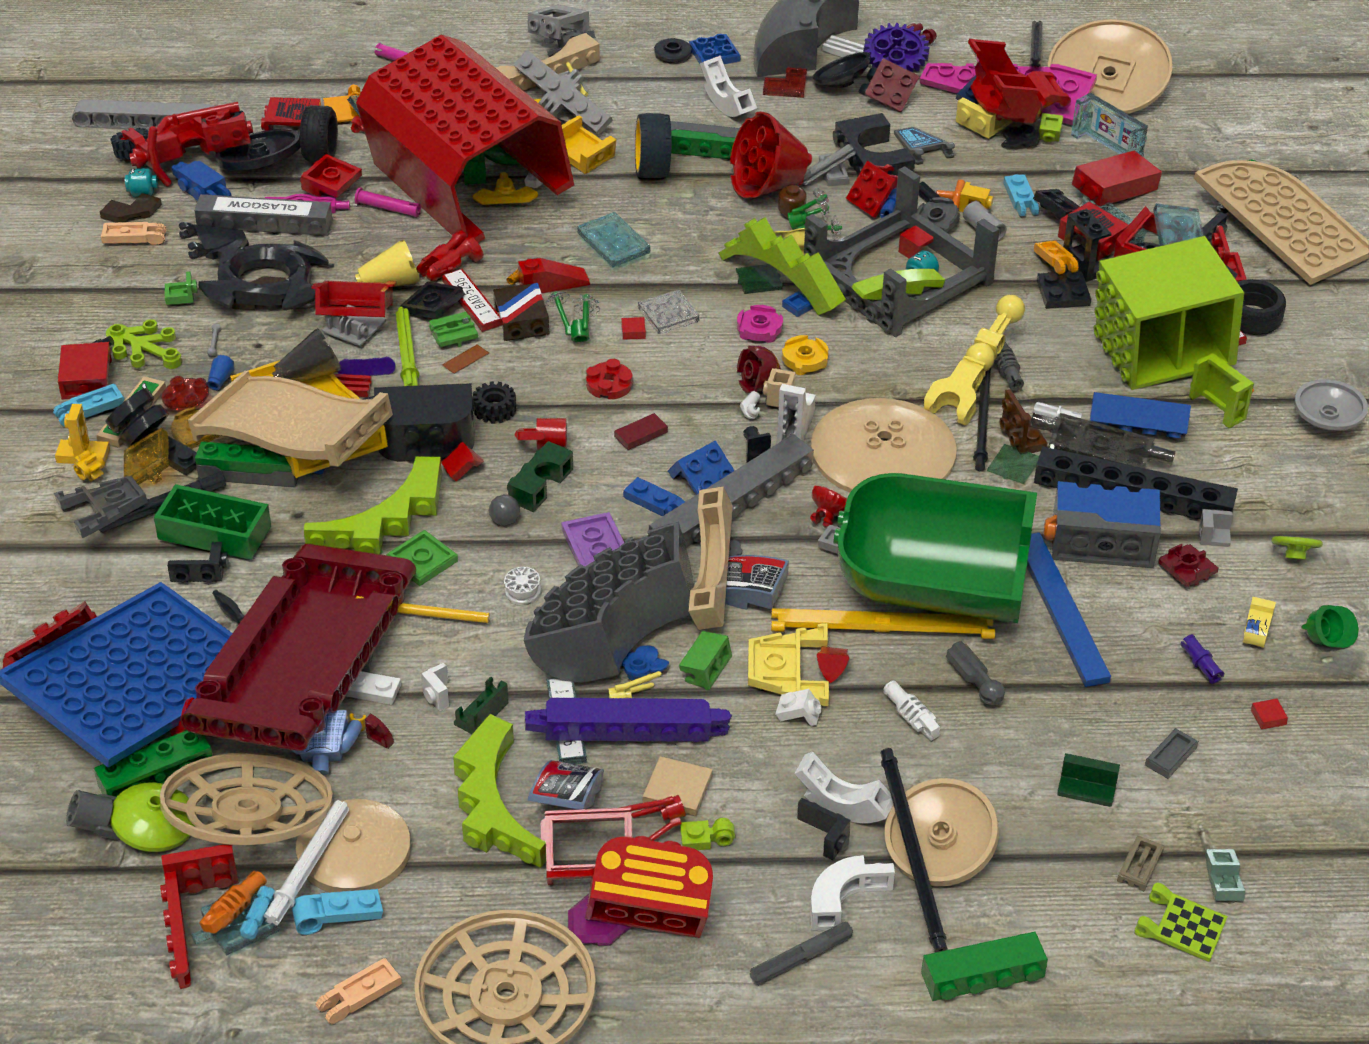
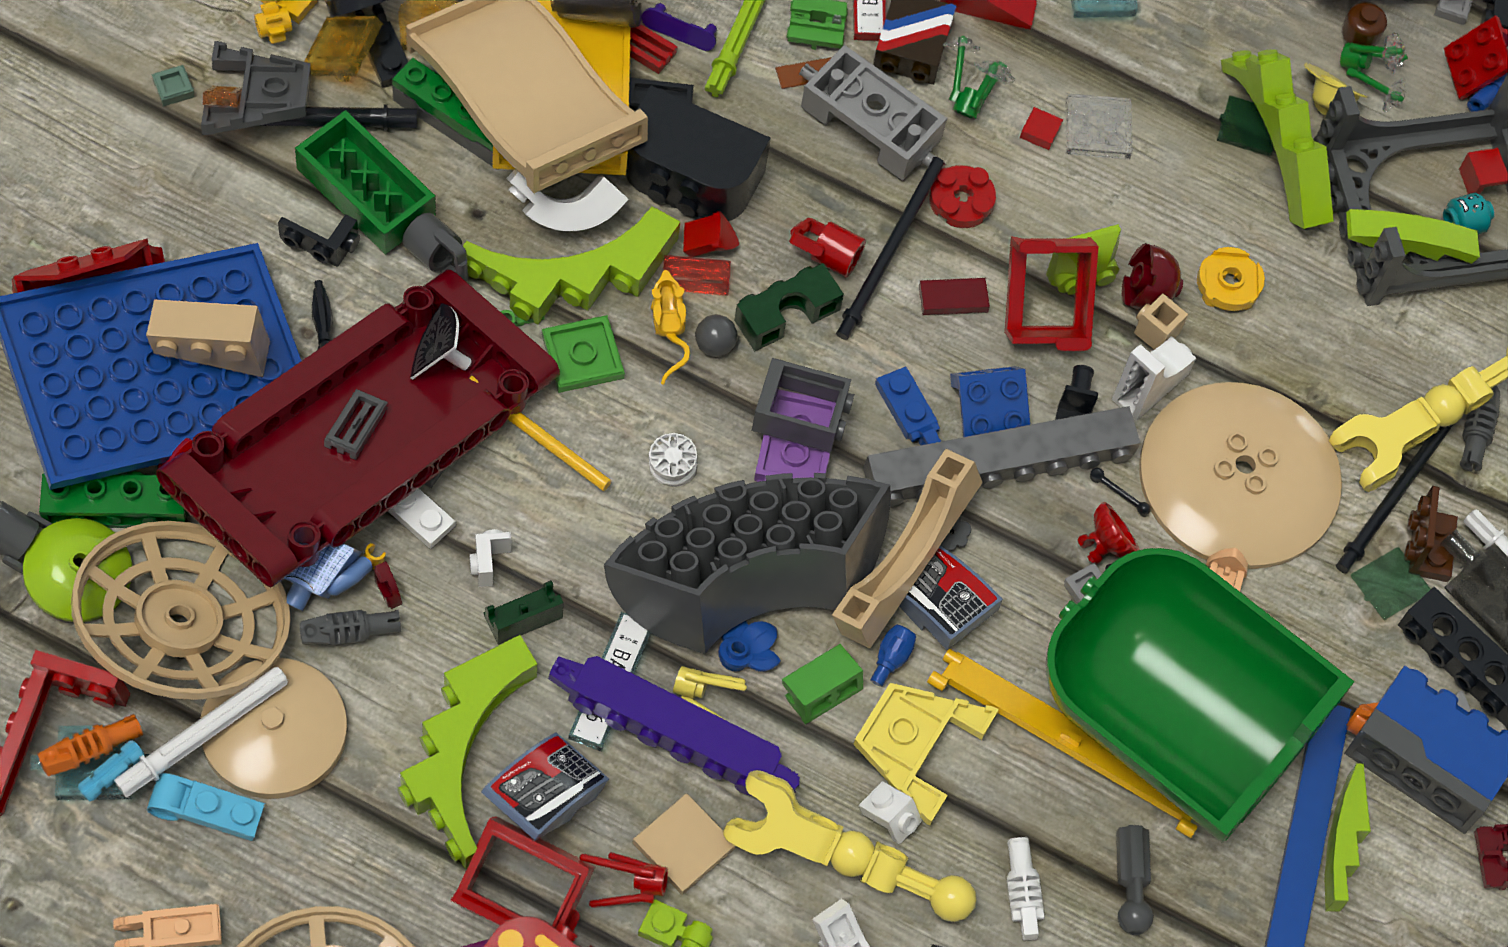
camera: 20 degrees right, 20 degrees up
(39, 529) = (173, 85): none -> sand green tile
(85, 510) = (222, 95): none -> clear orange tile
(166, 633) = (210, 334): none -> tan wedge
(285, 534) = (436, 245): none -> dark grey piece
(299, 657) = (345, 444): none -> dark grey tile
(324, 578) = (439, 342): none -> shield
(353, 488) = (577, 213): none -> white arch
(367, 766) = (348, 627): none -> dark grey hinge
(466, 510) = (670, 315): none -> yellow animal
(467, 487) = (697, 270): none -> clear red tile
(494, 411) = (804, 147): black tyre -> none
(544, 352) = (902, 130): none -> light grey brick
(584, 466) = (853, 316): none -> black bar
(584, 505) = (808, 382): none -> dark grey window
(710, 375) = (1063, 266): none -> lime slope
(722, 384) = (1067, 337): none -> red piece
(738, 624) = (893, 652): none -> blue piece
(748, 405) = (1108, 325): white arm -> none
(750, 328) = (1199, 217): dark pink plate -> none
(787, 736) = (849, 852): none -> light yellow piece
(797, 304) = (1270, 192): blue tile -> none
(797, 484) = (1097, 476): none -> black hinge
(832, 662) = (972, 766): red tile -> none
(1084, 591) = (1348, 828): none -> lime slope

